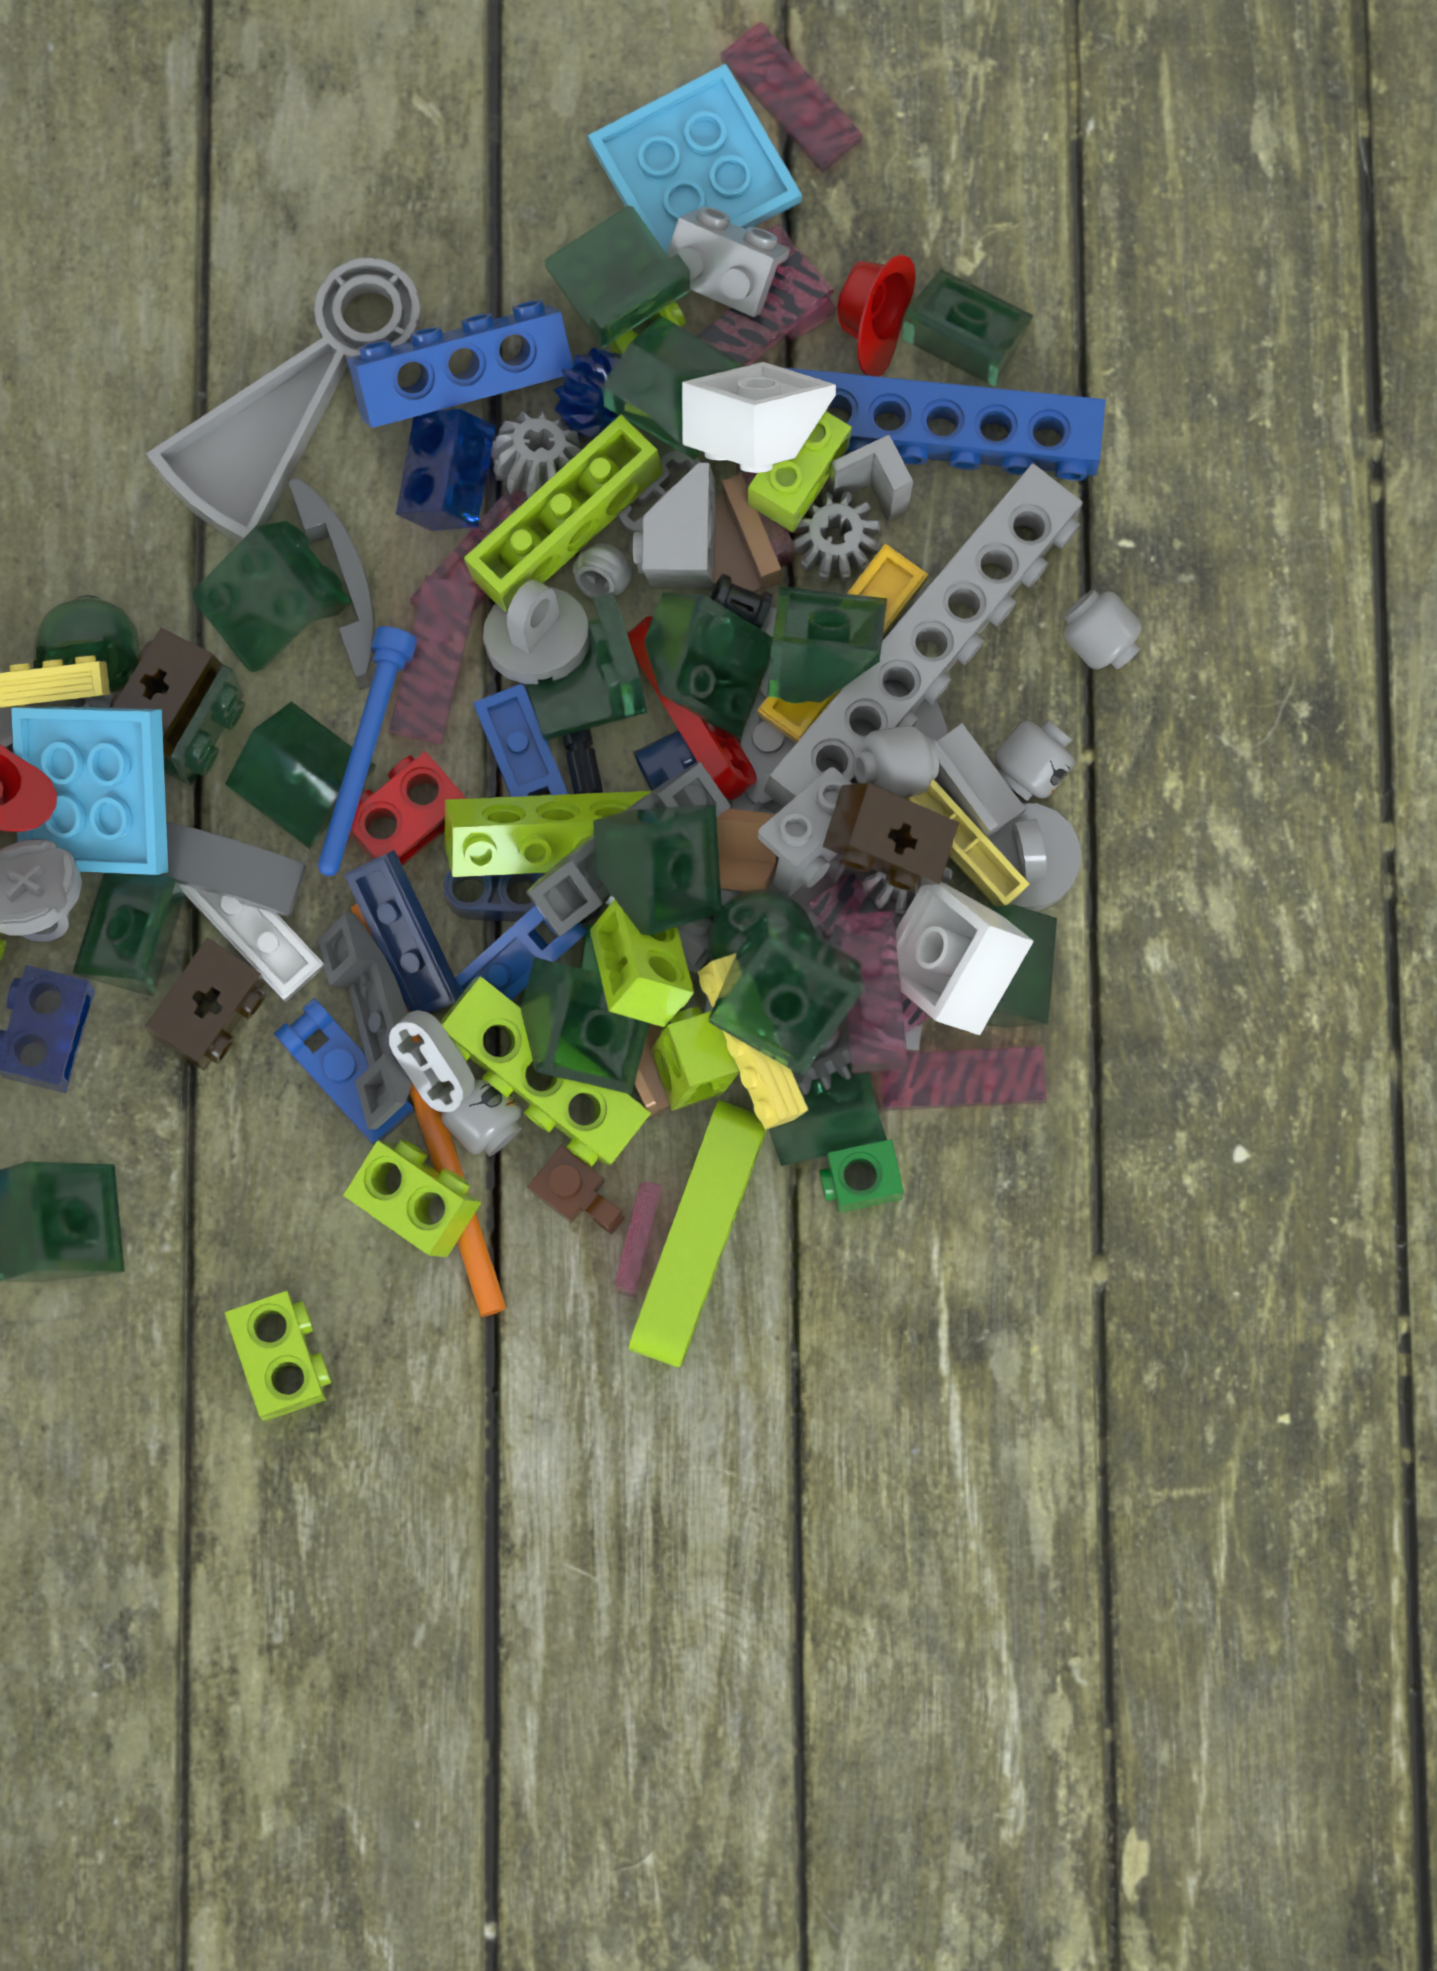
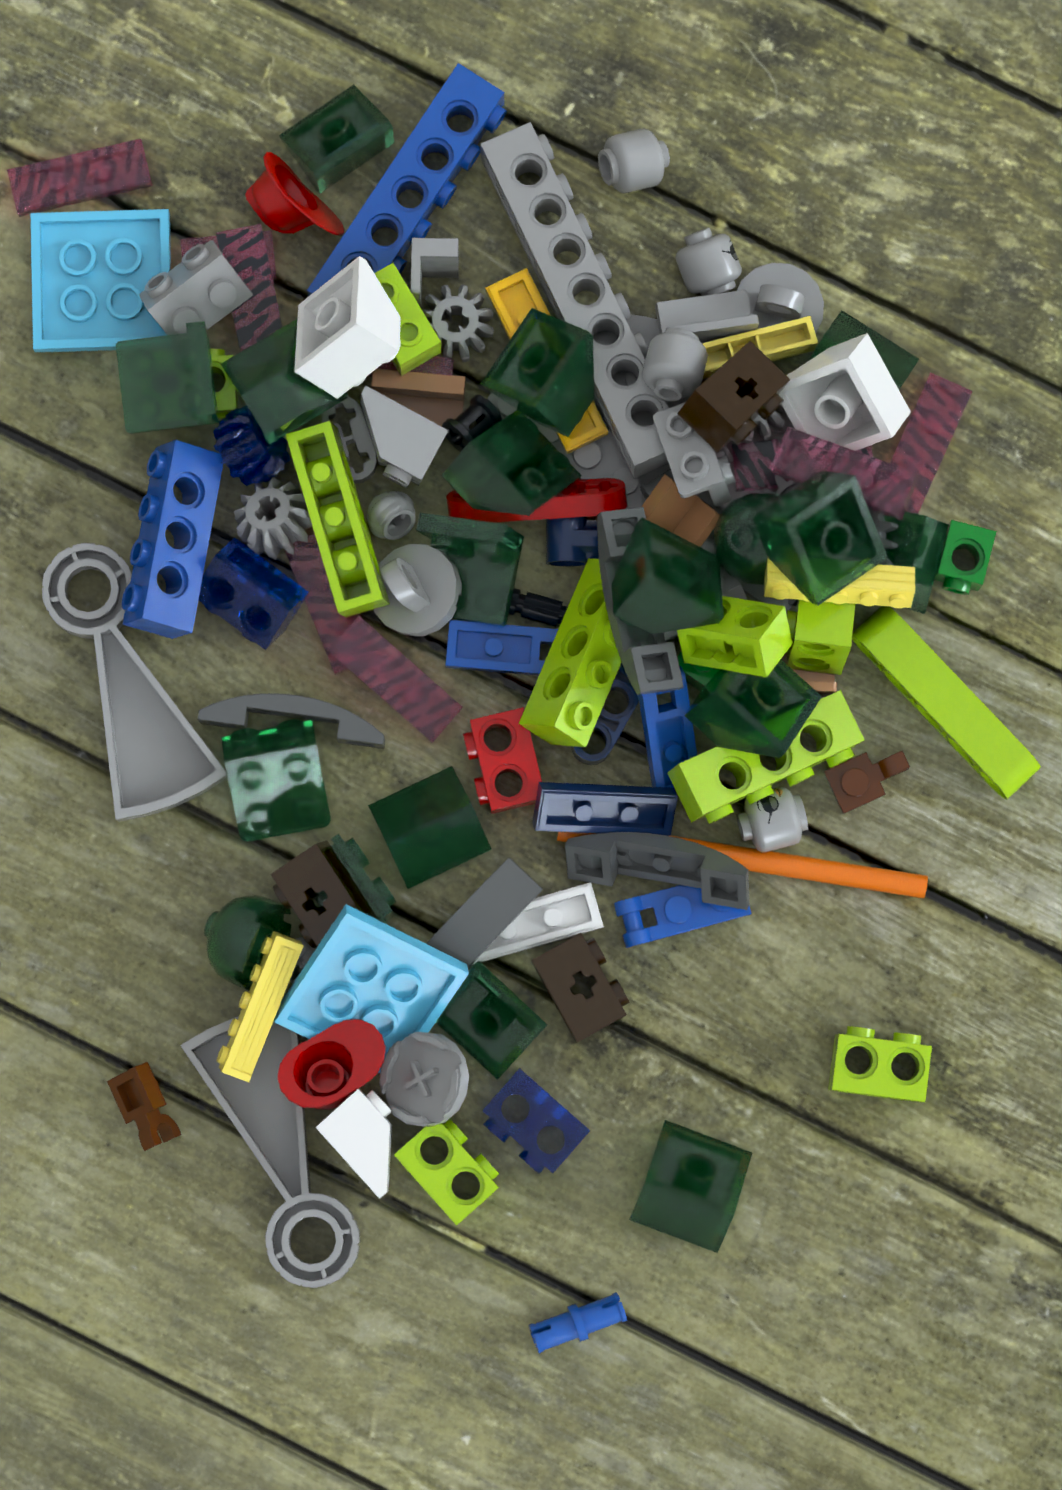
camera: 70 degrees left, 5 degrees up
(391, 651) = (378, 707): blue piece -> none
(408, 1207) = (820, 913): lime brick -> none
(431, 1061) = (724, 834): light grey beam -> none
(638, 1239) = (927, 749): clear pink tile -> none

